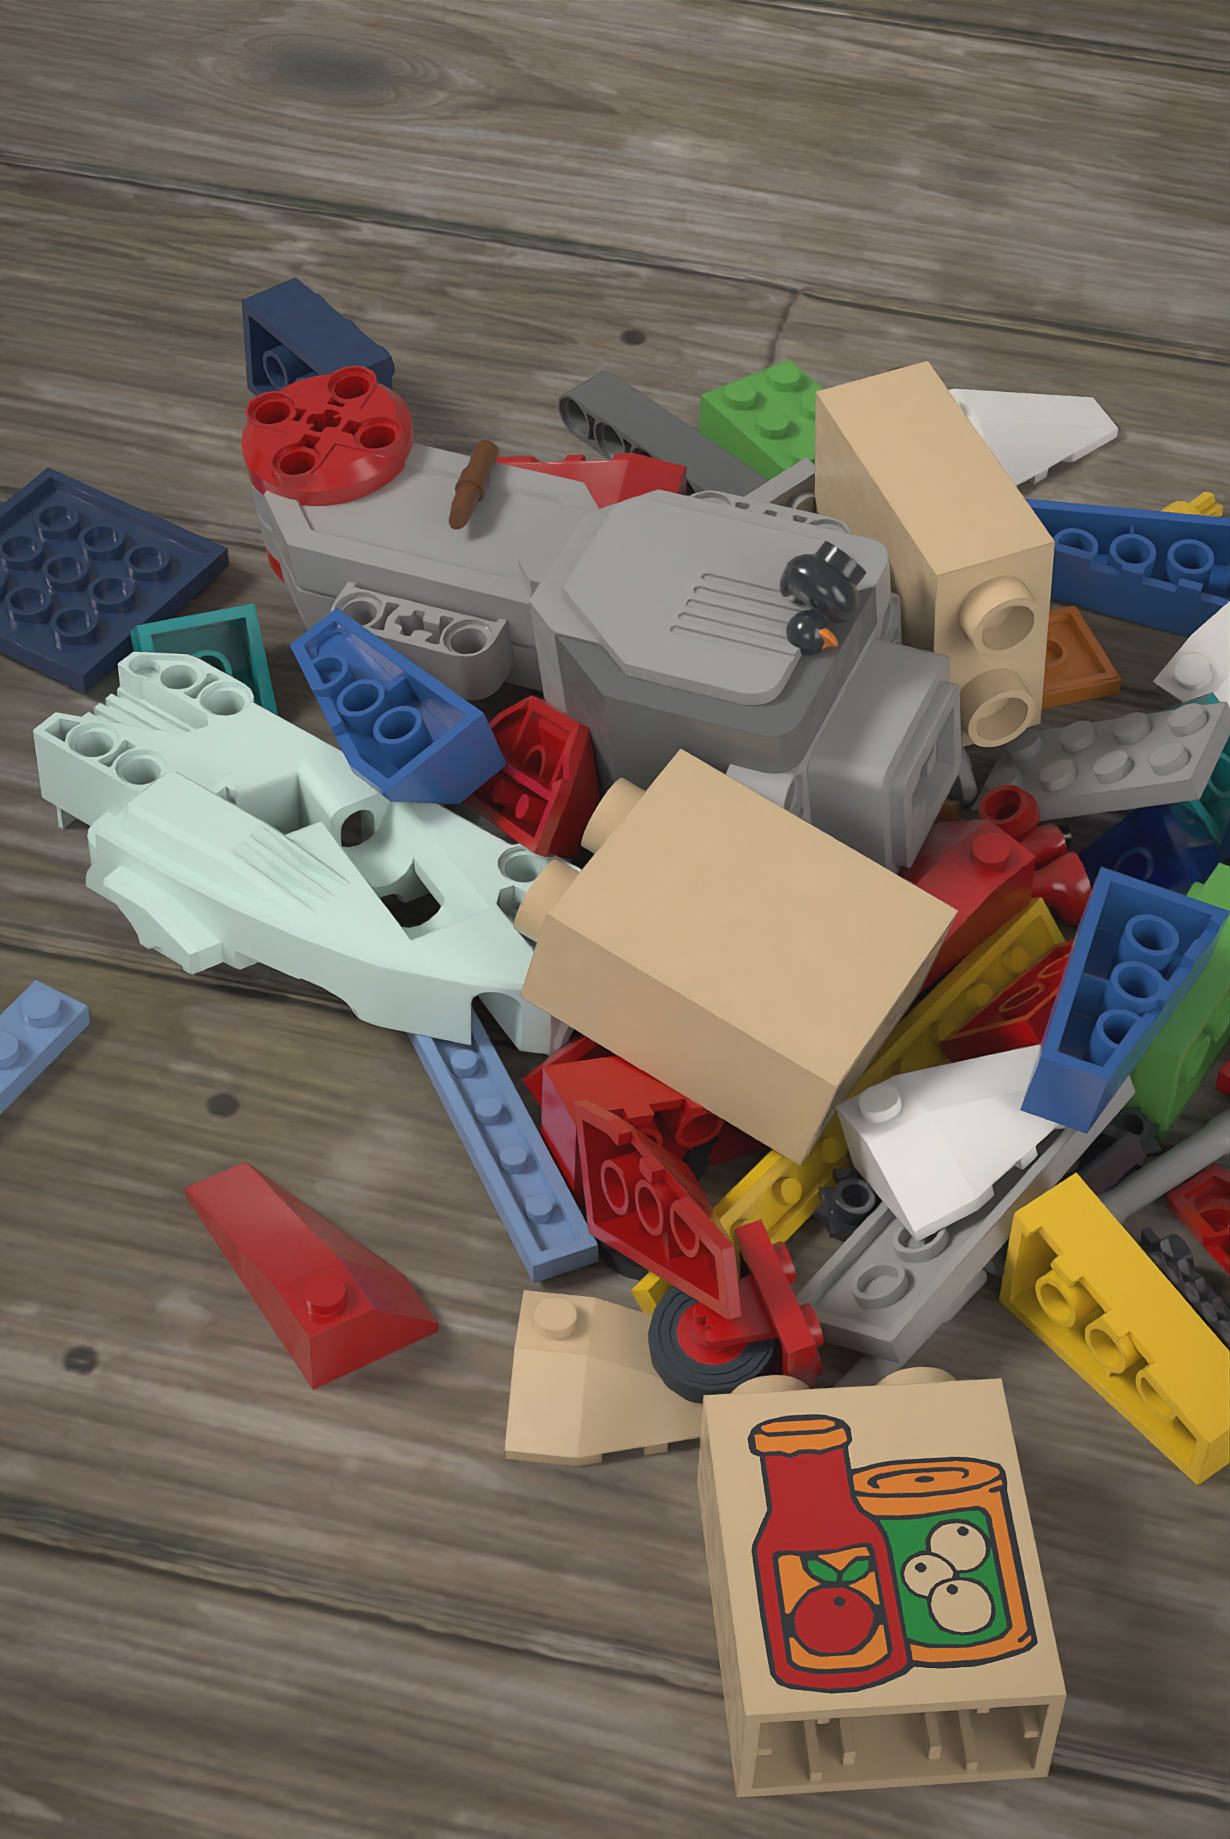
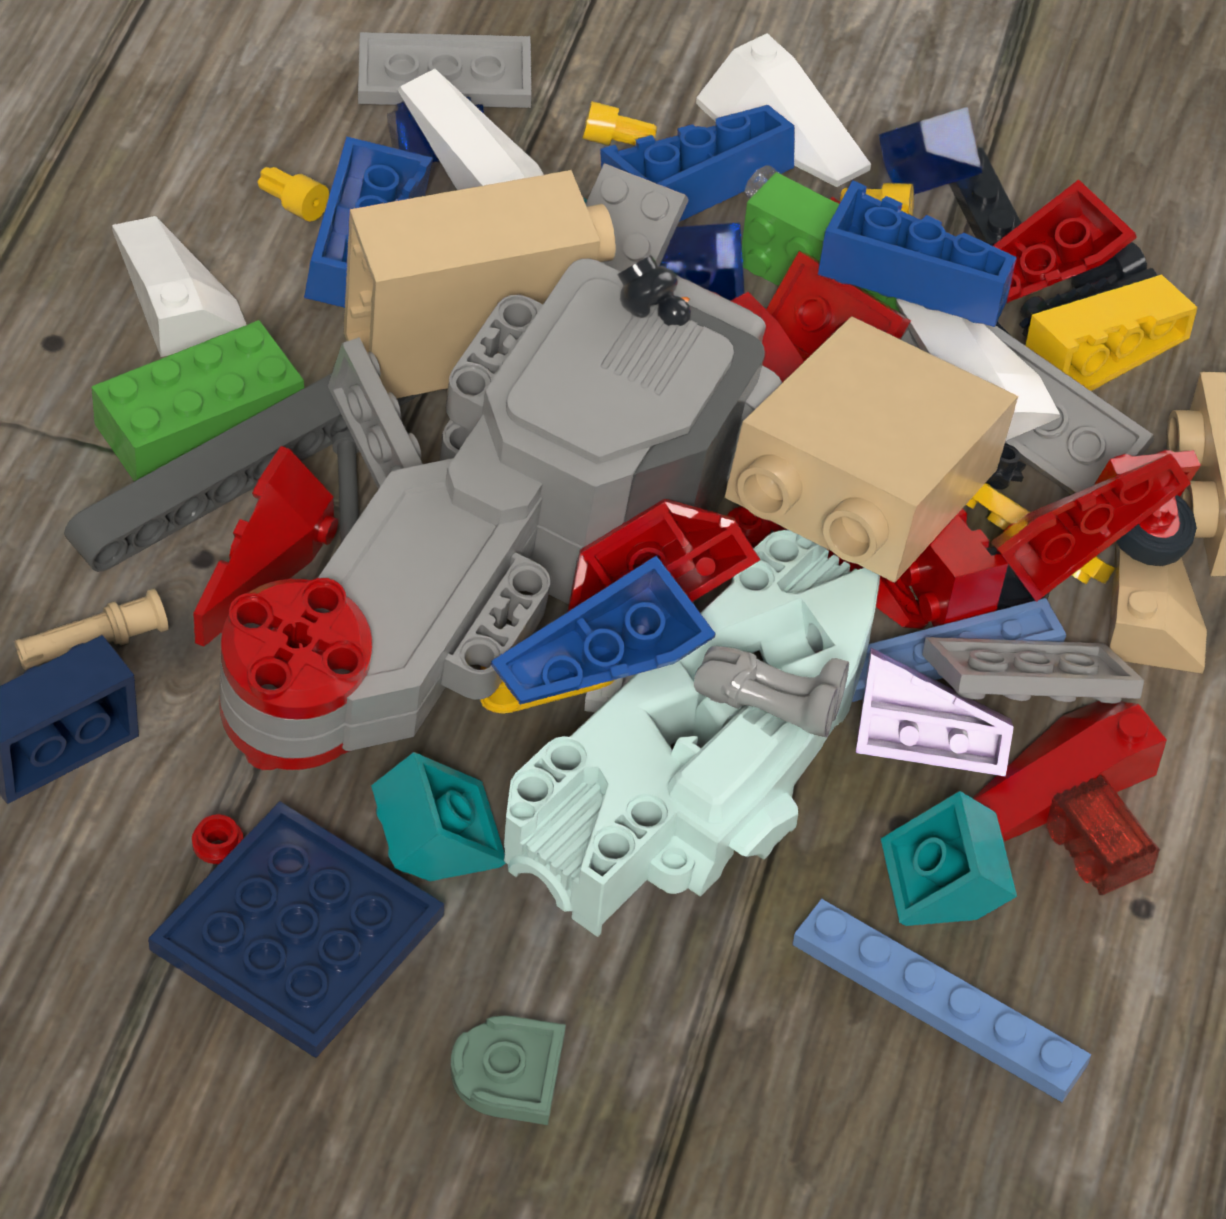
camera: 90 degrees left, 5 degrees up
(132, 1134) = (948, 864): none -> teal slope
(179, 1293) = (1101, 835): none -> clear red brick
(190, 512) = (212, 829): none -> red plate
(306, 817) = (741, 680): none -> light grey piece
(347, 1087) = (928, 722): none -> wedge
(438, 1199) = (1033, 669): none -> light grey plate
(460, 406) = (115, 624): none -> tan pin
(472, 483) = (389, 541): reddish brown piece -> none

